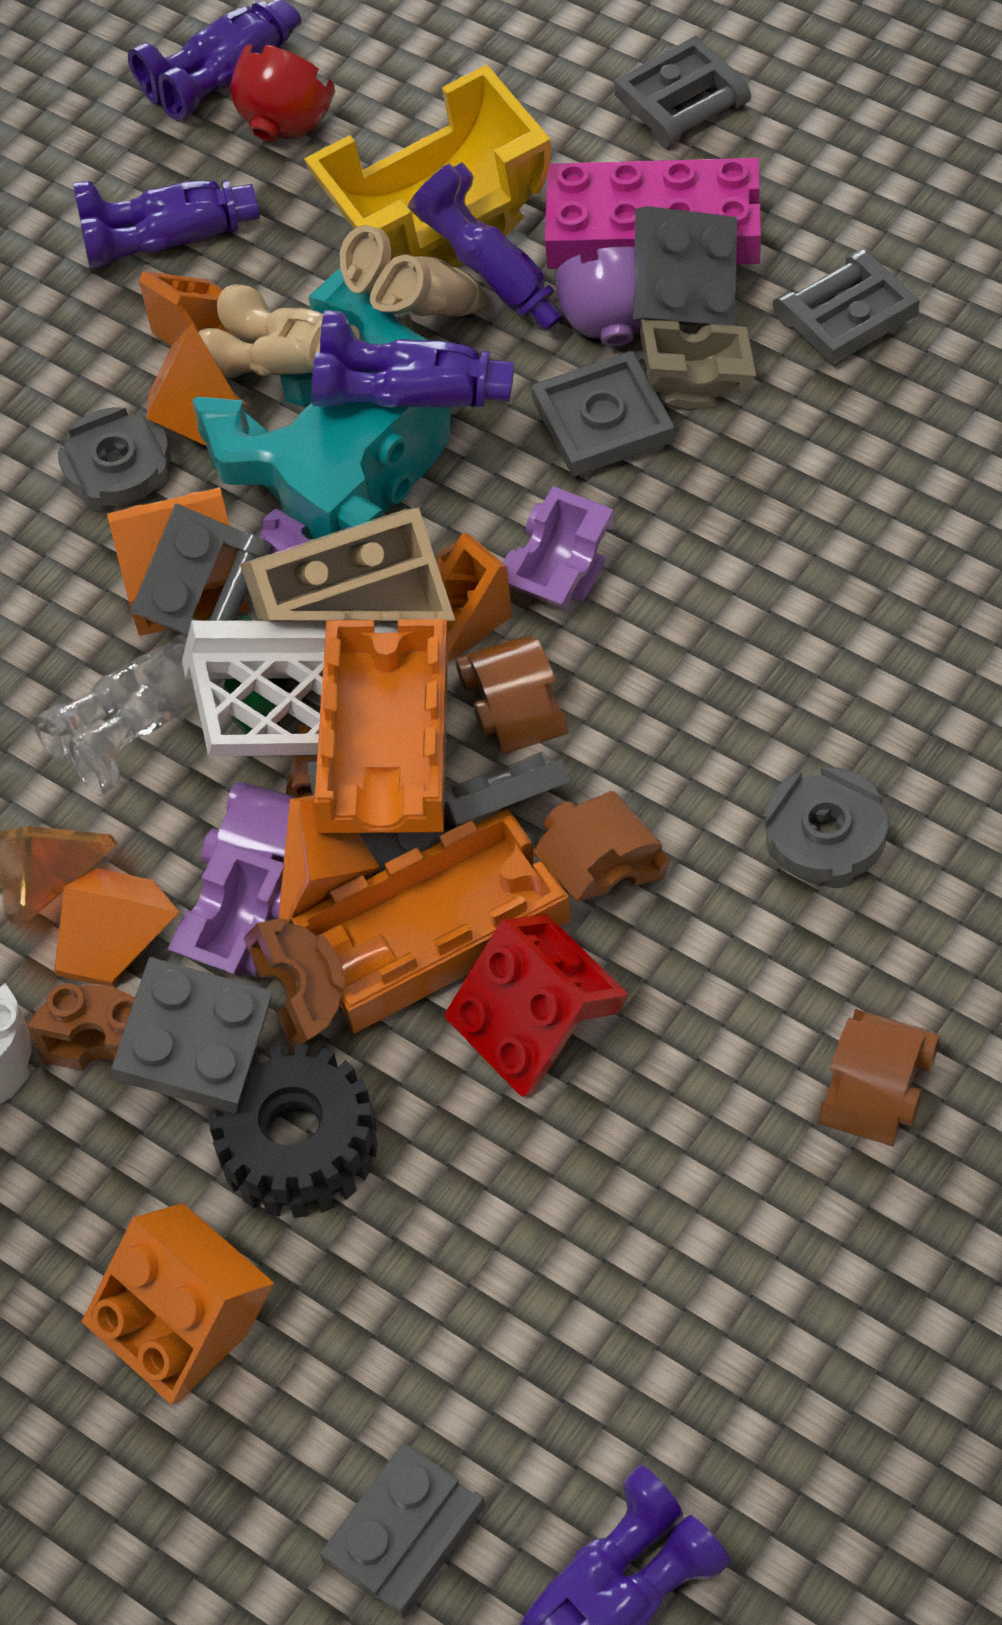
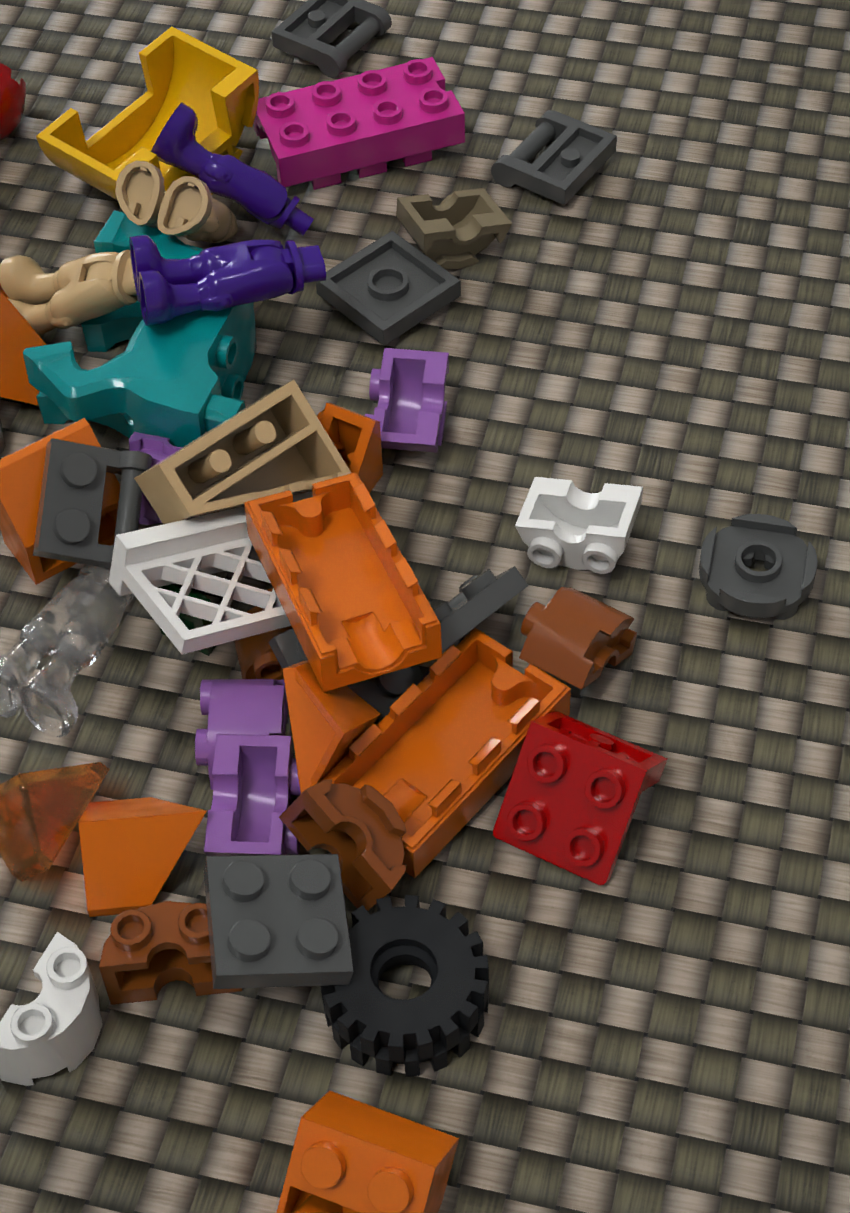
camera: 25 degrees left, 5 degrees down
(514, 692) = (429, 532): dark orange cylinder -> none
(600, 295) = (353, 190): medium lavender cylinder -> none
(662, 727) = (576, 526): none -> white cylinder
(684, 266) = (414, 147): dark grey plate -> none

